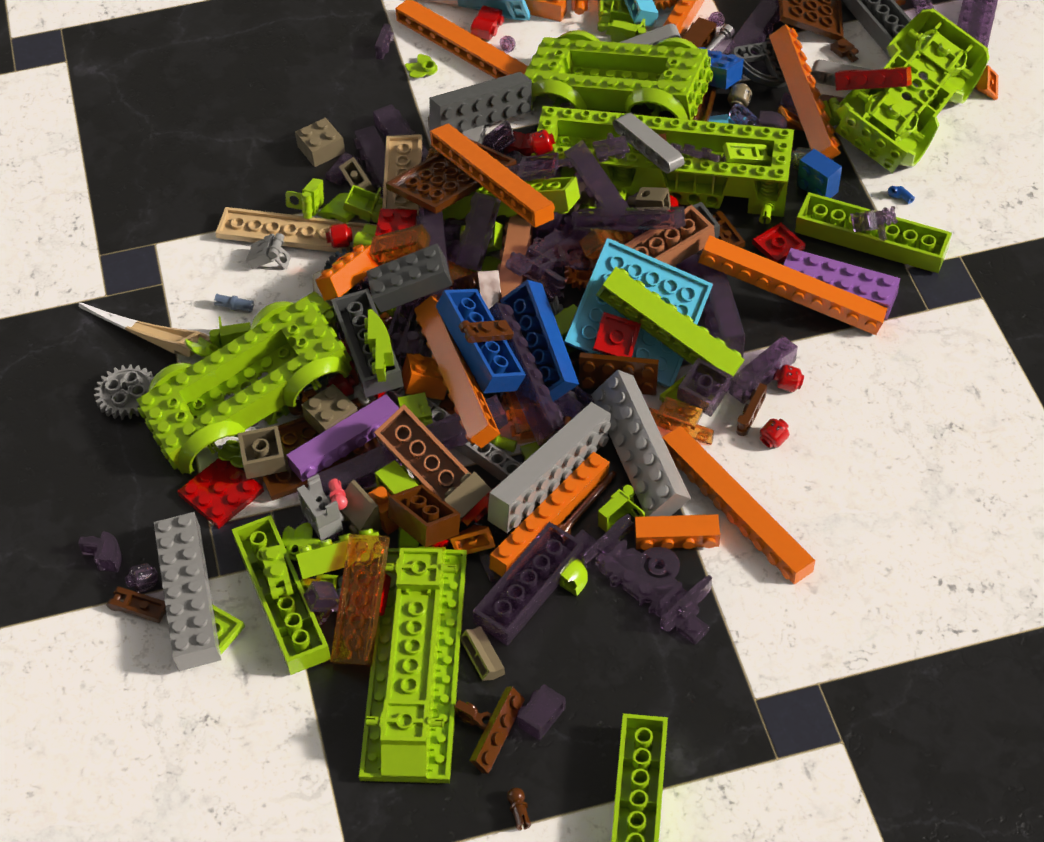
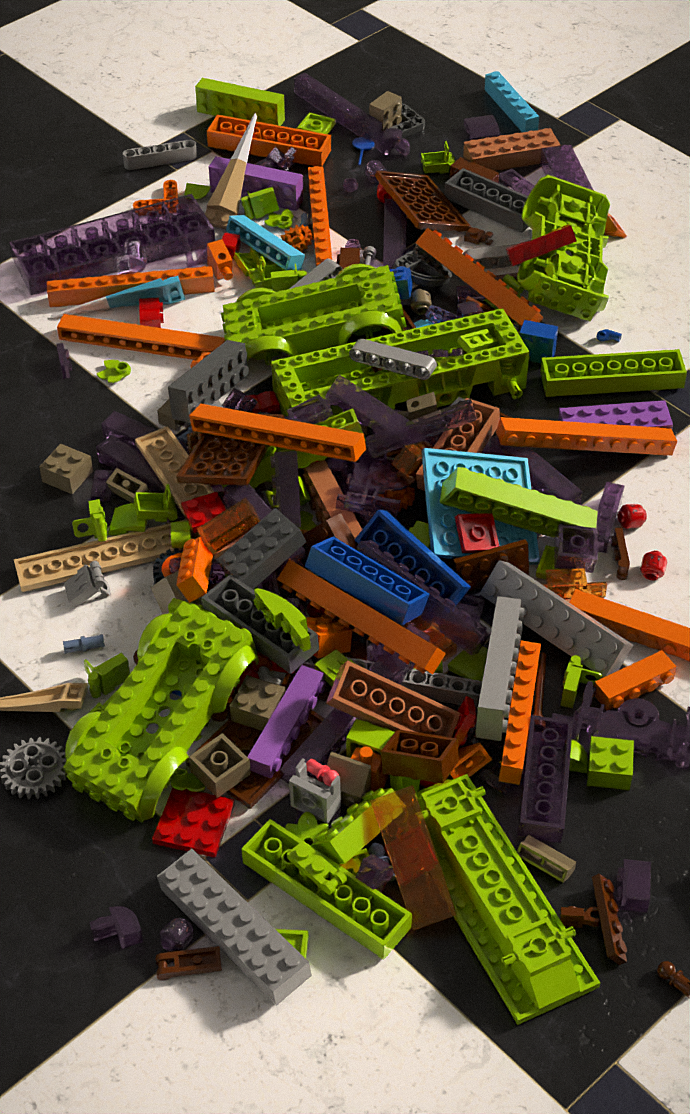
camera: 30 degrees left, 5 degrees down
(202, 348) = (98, 694): lime plate -> none
(339, 236) = (150, 543): red head -> none
(467, 493) = (446, 718): dark tan brick -> none
(486, 331) = (374, 567): reddish brown plate -> none
(507, 43) = (181, 324): clear purple plate -> none
(541, 142) = (299, 390): red head -> none
(598, 595) = (610, 763): none -> lime brick
(611, 146) = (365, 372): hips -> none
(777, 243) = (540, 408): red plate -> none
(874, 220) = (617, 360): piece -> none

